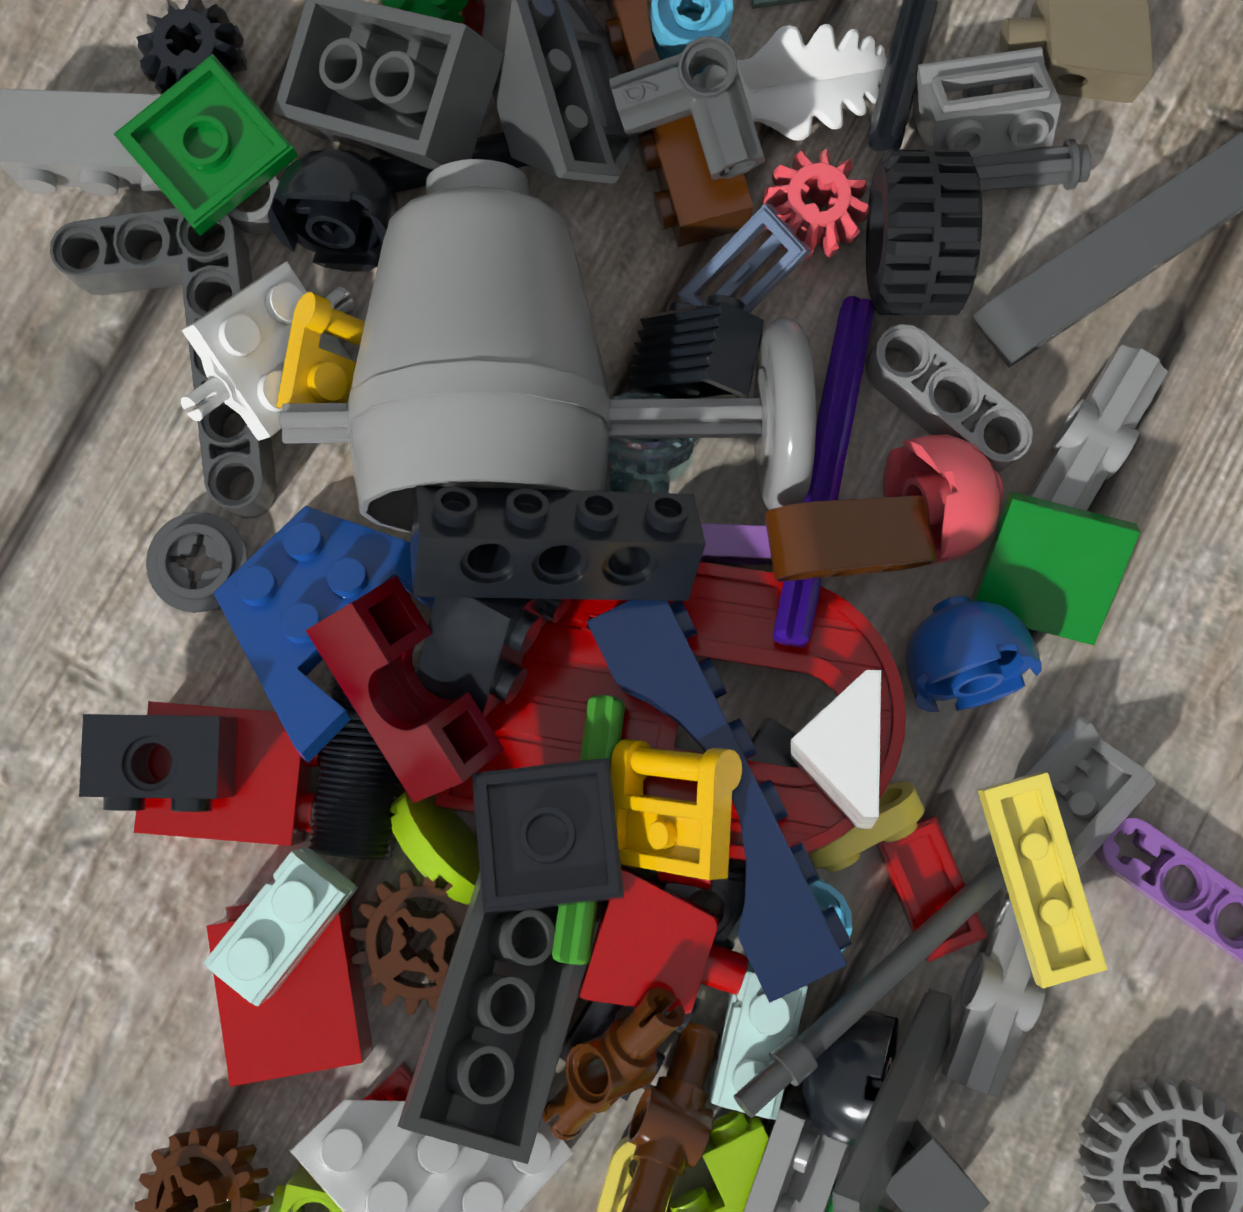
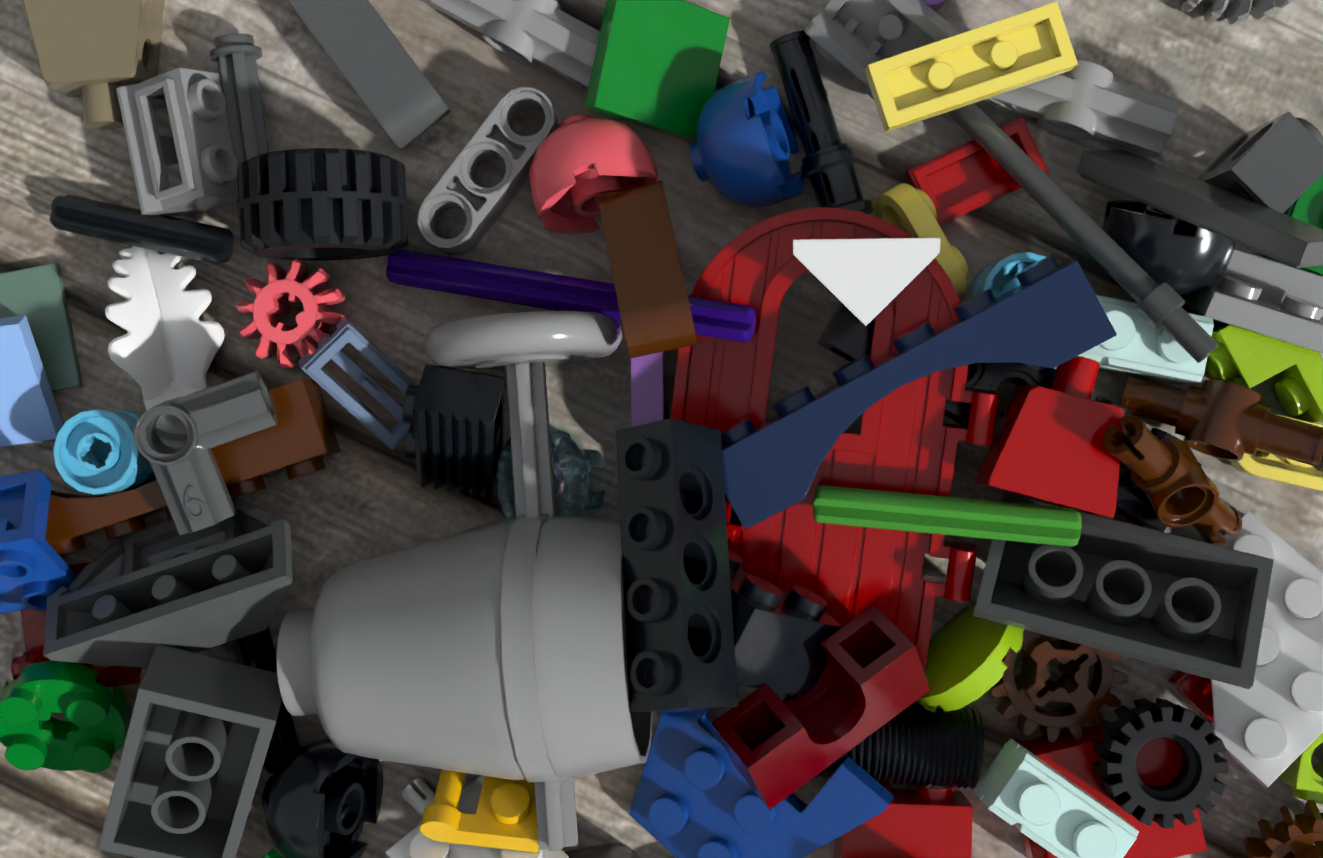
camera: 90 degrees left, 5 degrees up
(290, 1062) = (1194, 780): none -> black tyre
(547, 836) = (960, 557): black tile -> none
(670, 832) = (950, 442): yellow plate -> none
(950, 735) = (827, 159): none -> black pin

